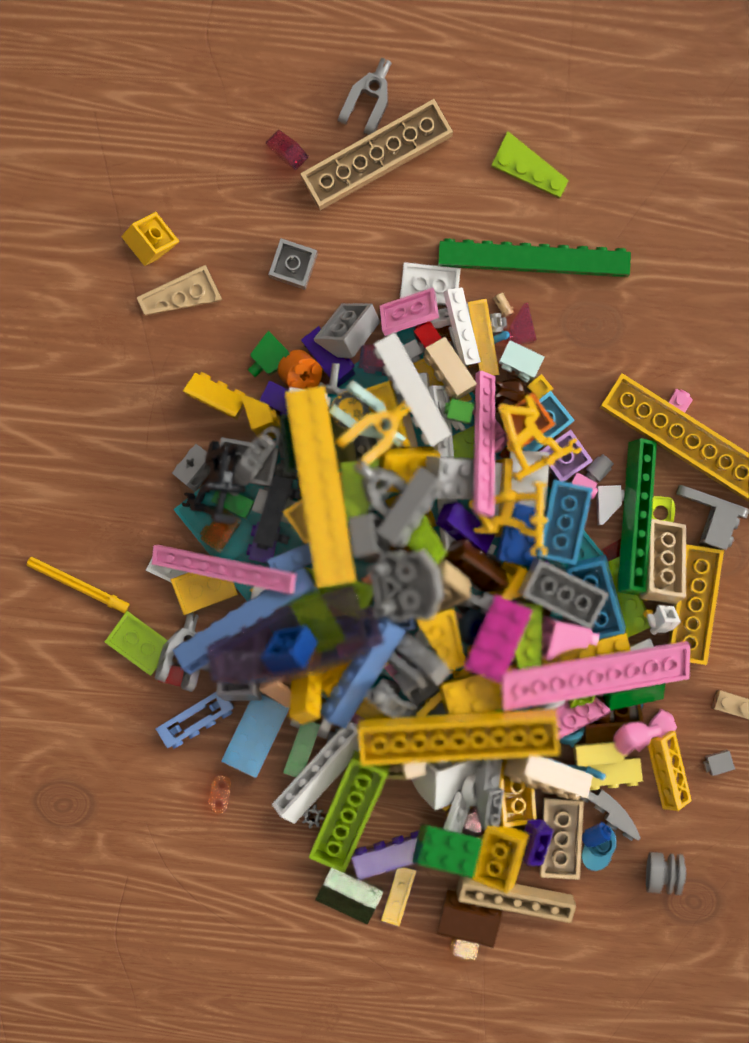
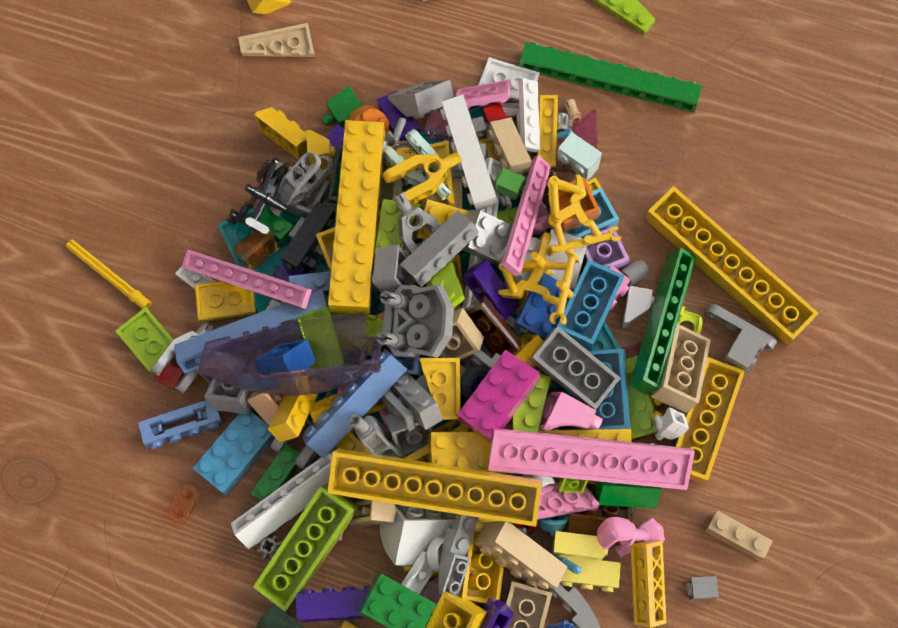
camera: 15 degrees right, 15 degrees down
(192, 468) = (238, 194): light grey brick -> none
(293, 264) = (386, 36): light grey brick -> none
(680, 399) = (727, 223): bright pink brick -> none

